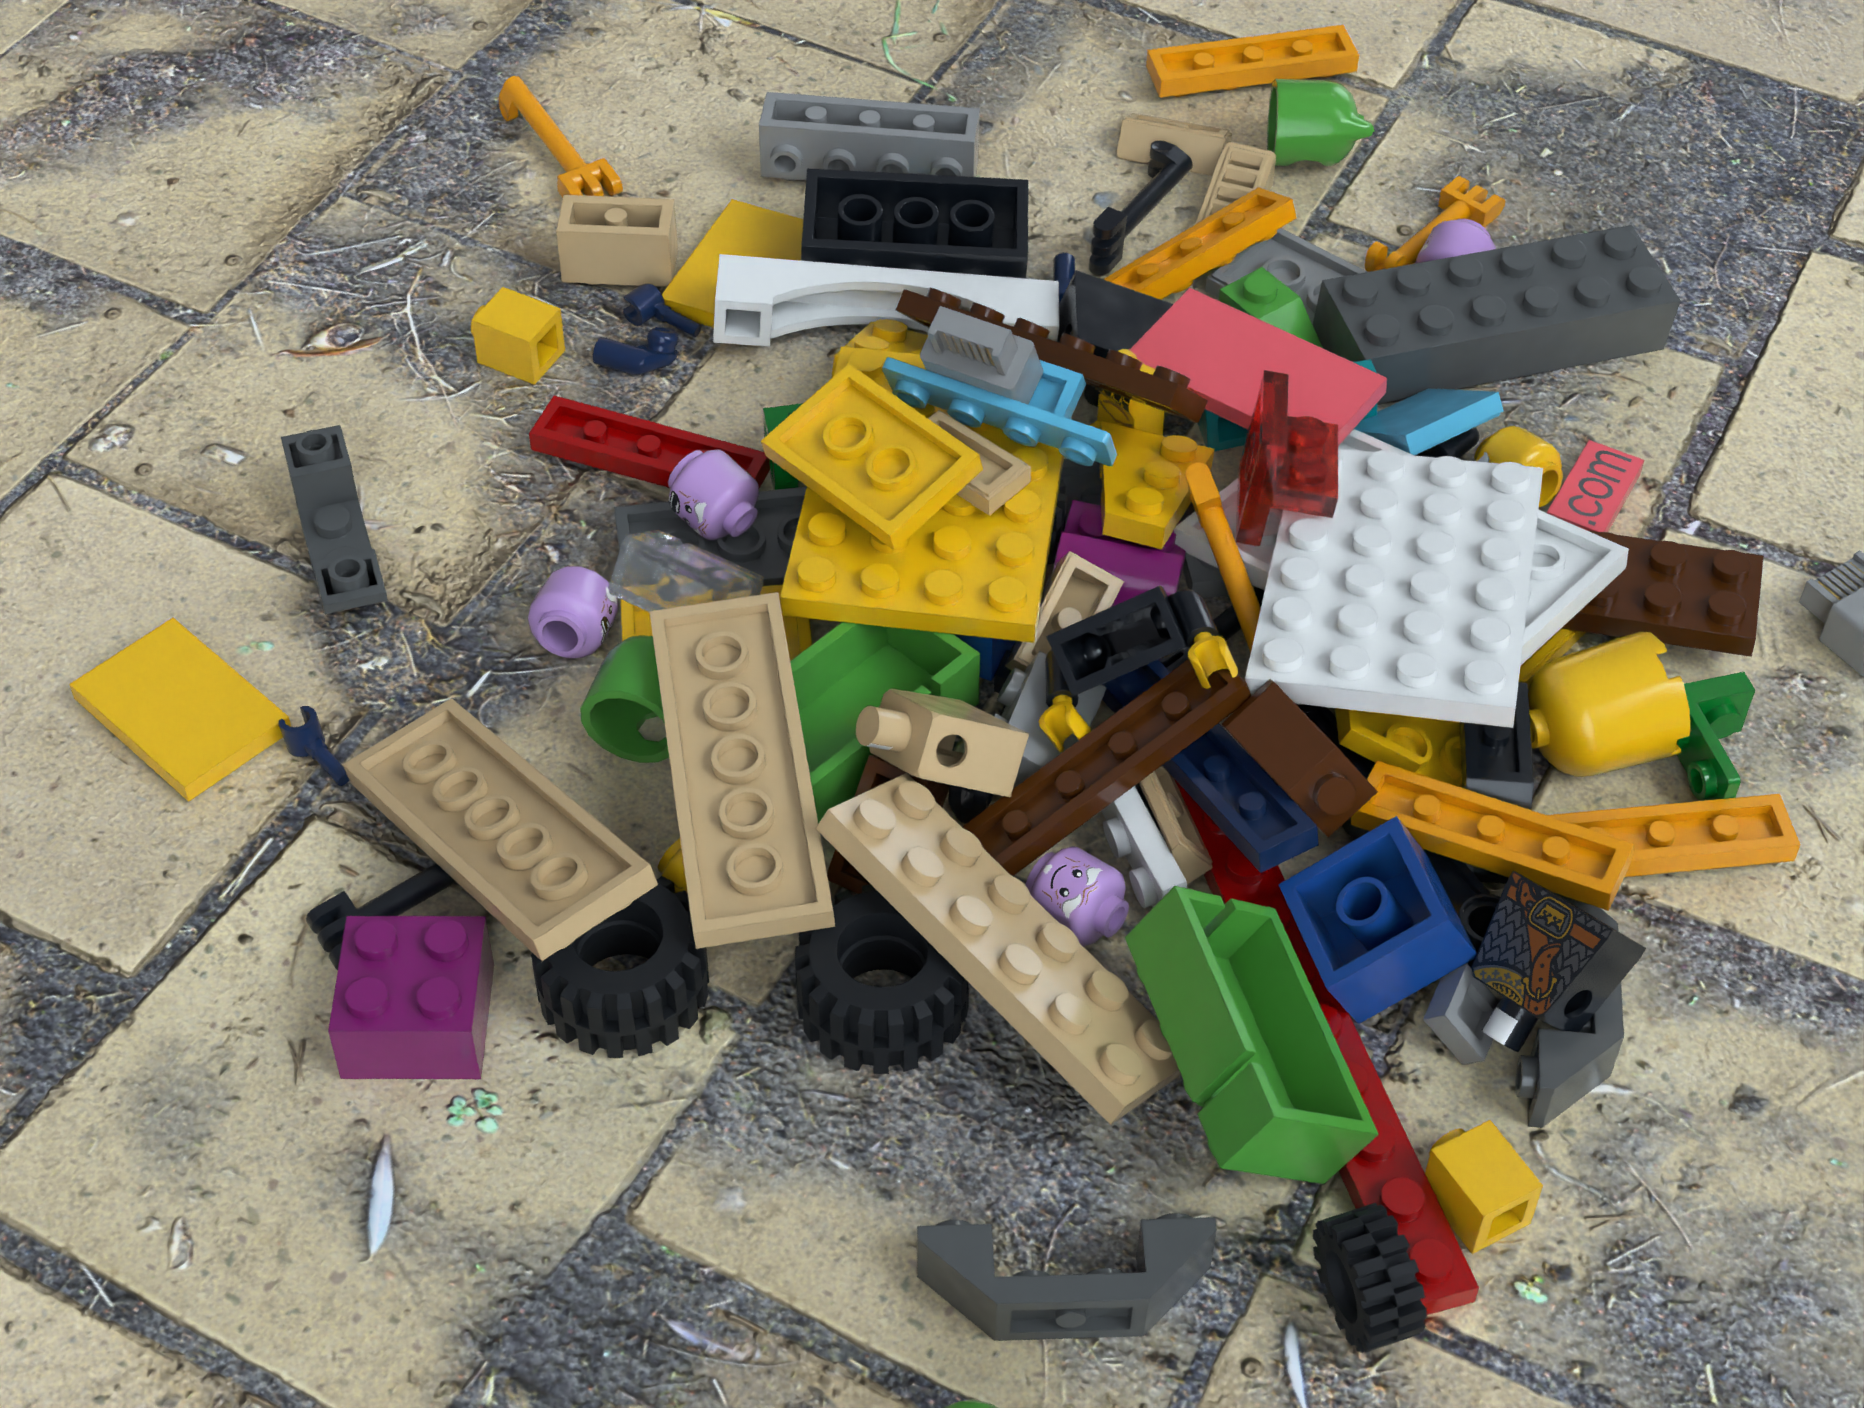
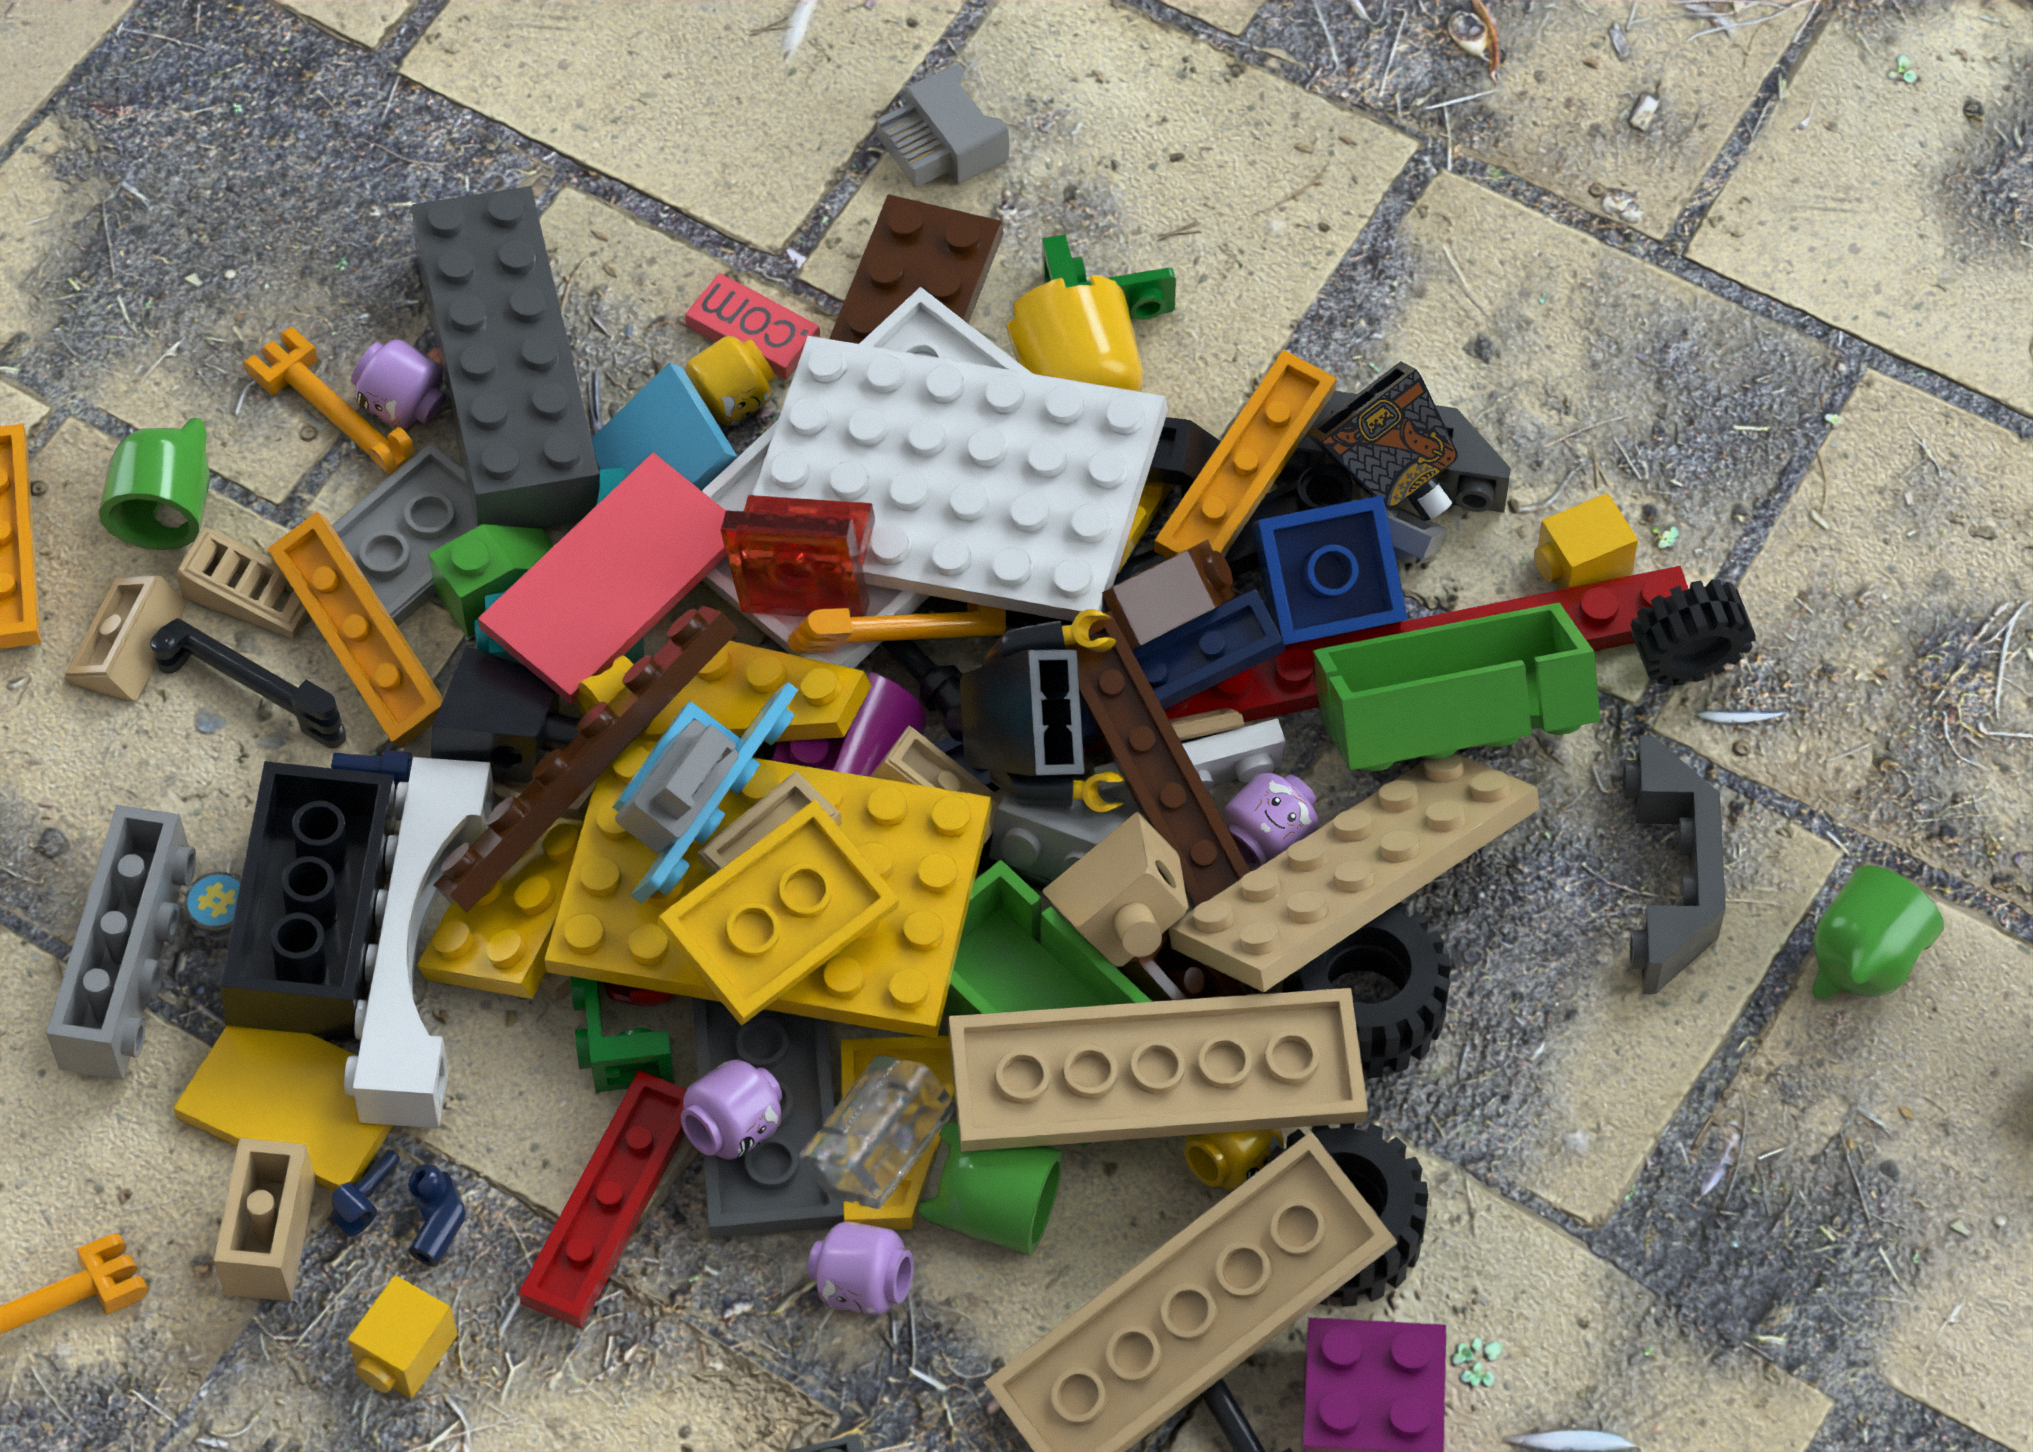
camera: 85 degrees left, 10 degrees up
(1698, 833) = (1209, 336): light orange plate -> none

